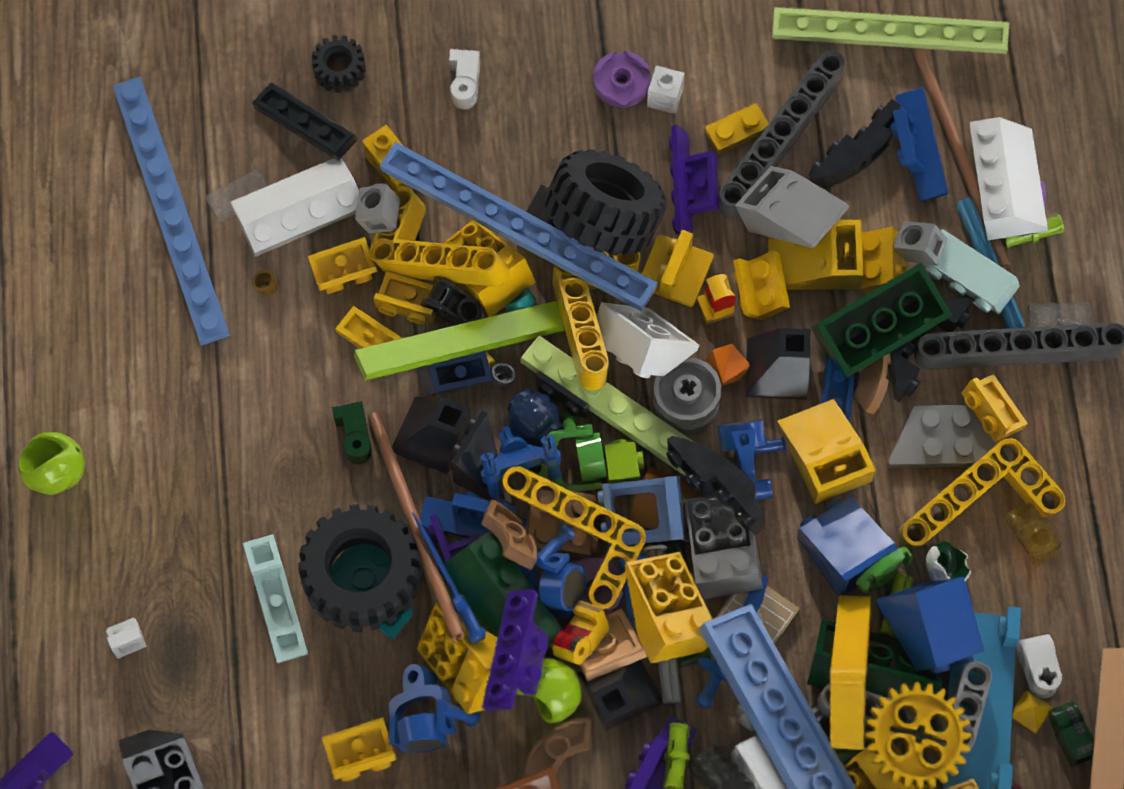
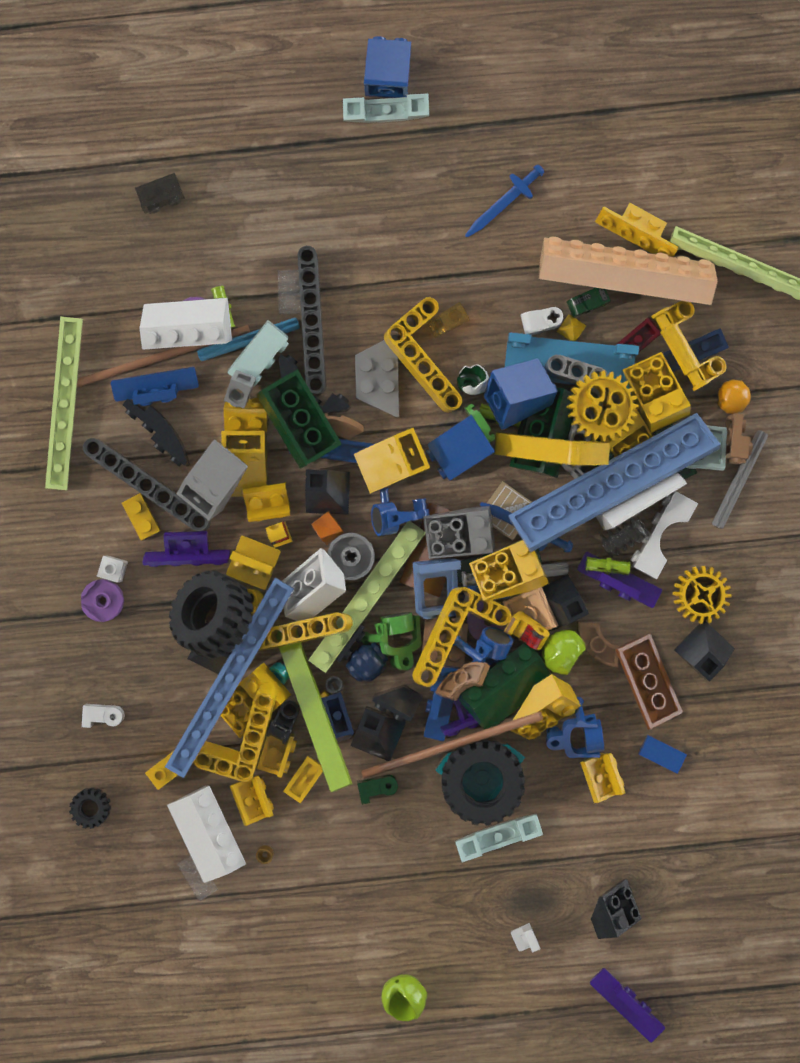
camera: 90 degrees left, 20 degrees up
(171, 211) = (205, 925): medium blue plate -> none
(304, 121) = (138, 831): black tile -> none
(377, 208) = (213, 777): light grey brick -> none
(476, 633) = (515, 713): blue sword -> none
(516, 453) = (401, 674): blue axle -> none
(517, 653) = (550, 675): dark purple bracket -> none
(623, 461) = (399, 600): lime brick -> none
(716, 474) = (416, 542): black slope -> none
(993, 407) = (358, 342): yellow bracket -> none

